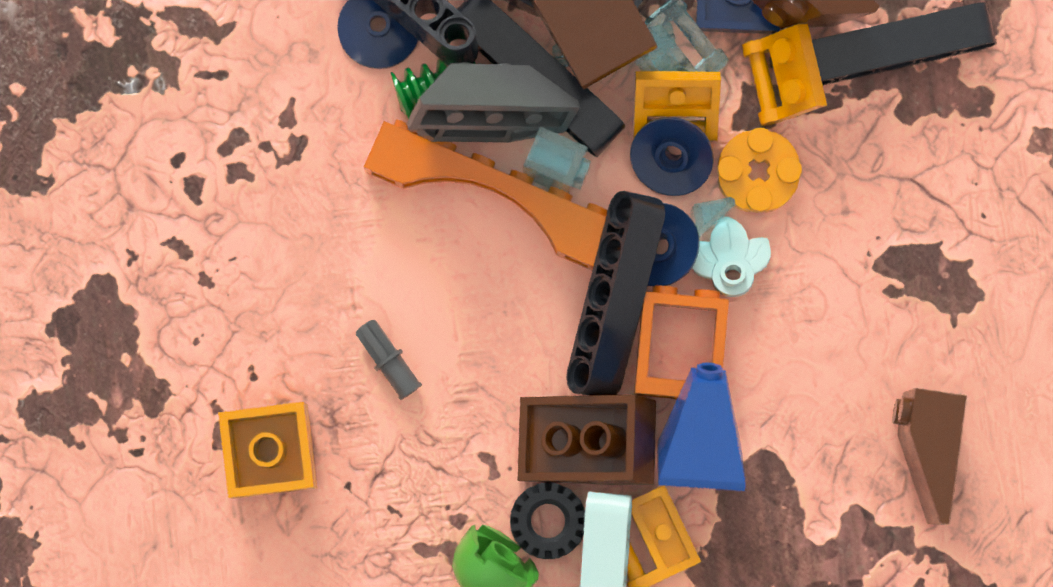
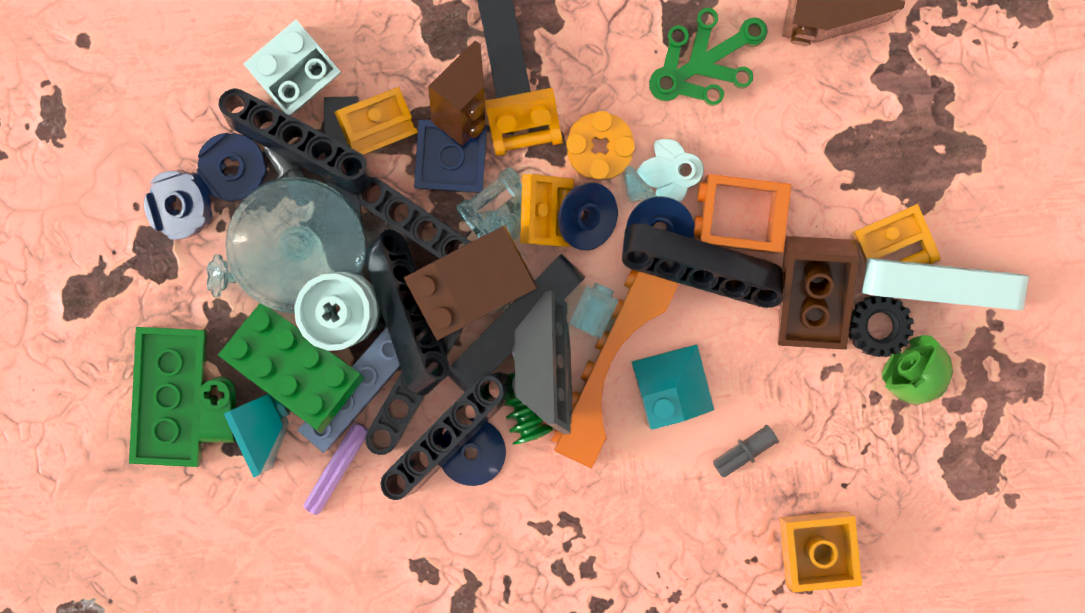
camera: 90 degrees left, 5 degrees up
(465, 267) = (672, 386): none -> teal slope
(702, 436) = (824, 199): blue slope -> none
(868, 293) = (703, 62): none -> green plant

